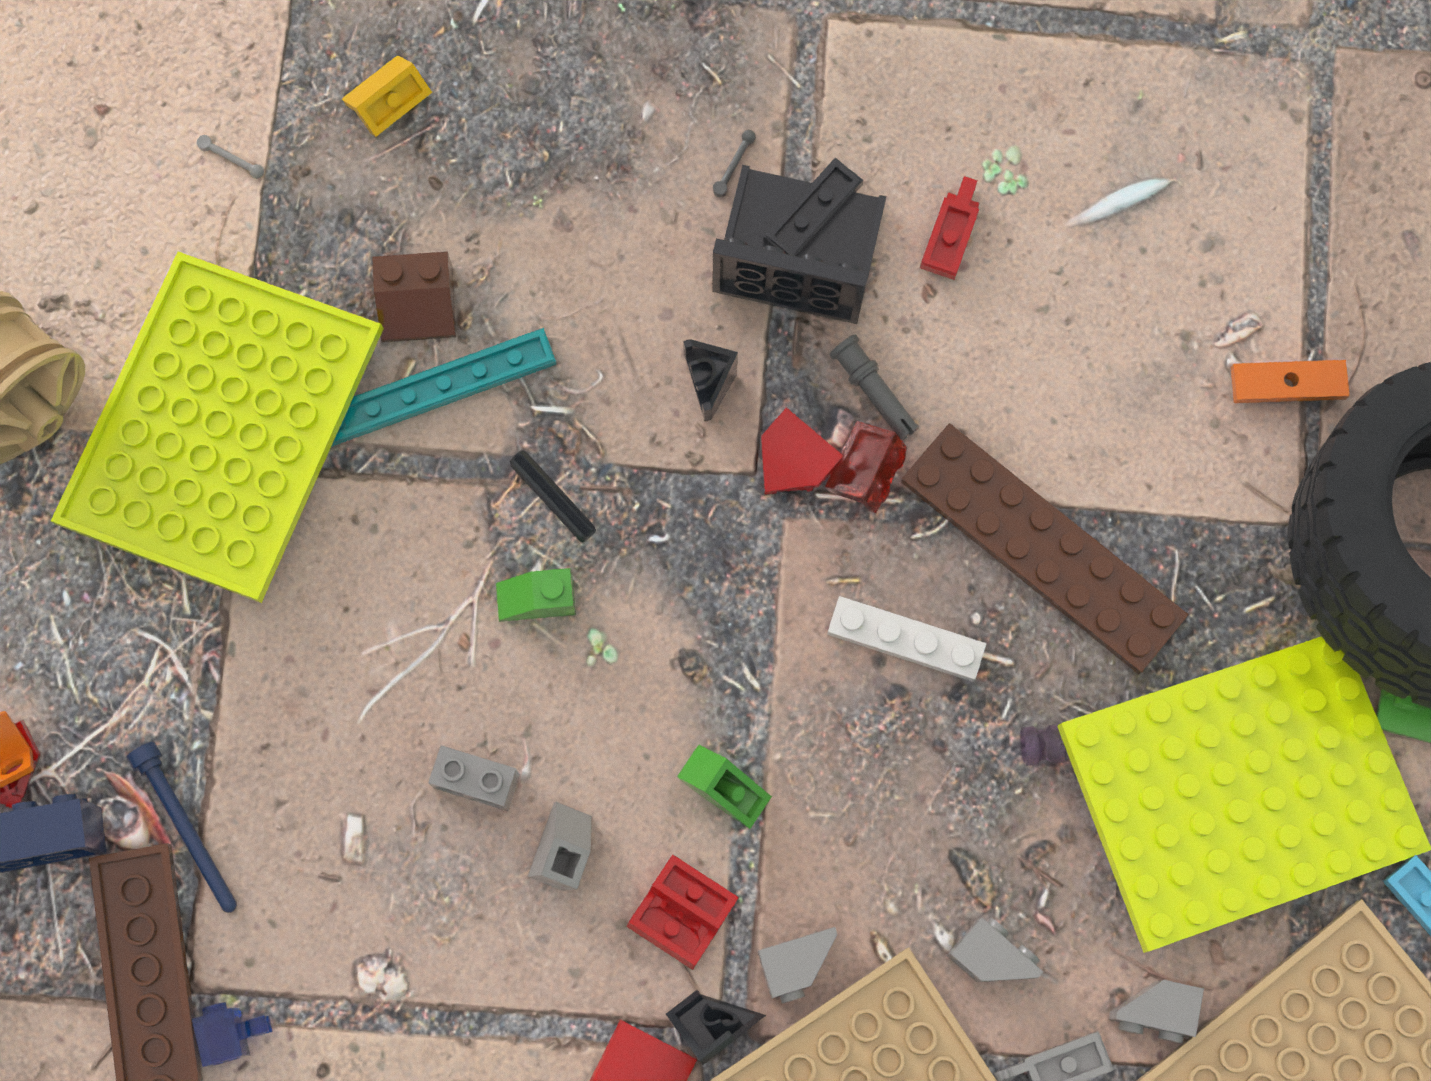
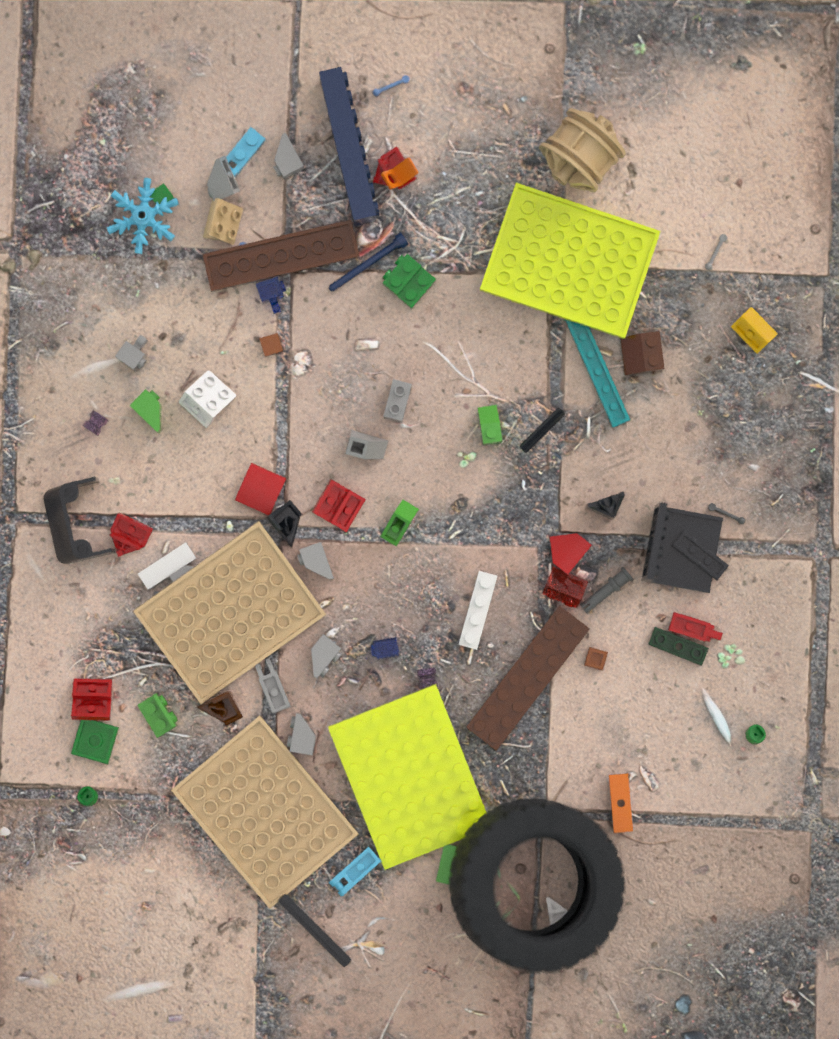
camera: 85 degrees right, 10 degrees up
(228, 746) = (408, 280): none -> green plate
(337, 1040) = (271, 345): none -> dark orange tile
(980, 279) = (666, 642): none -> dark green tile
(983, 824) = (385, 648): none -> clear blue brick
(1007, 416) = (595, 658): none -> dark orange tile
(1156, 130) = (755, 734): none -> green tile

